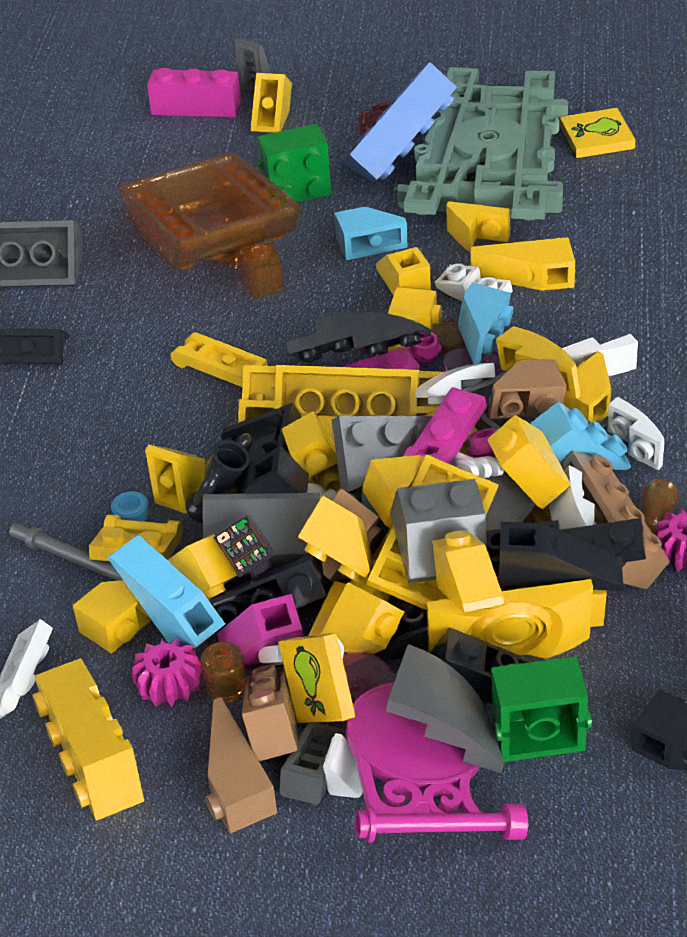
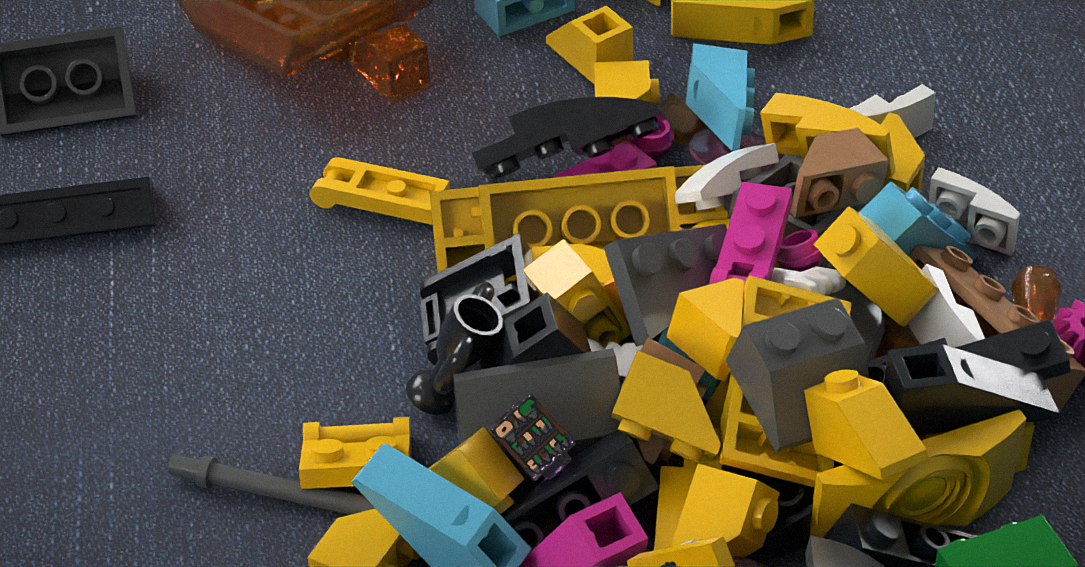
camera: 15 degrees left, 0 degrees up
(131, 506) = (328, 406): dark azure tile -> none
(173, 476) = (383, 358): yellow slope -> none
(458, 278) = (671, 45): white slope -> none

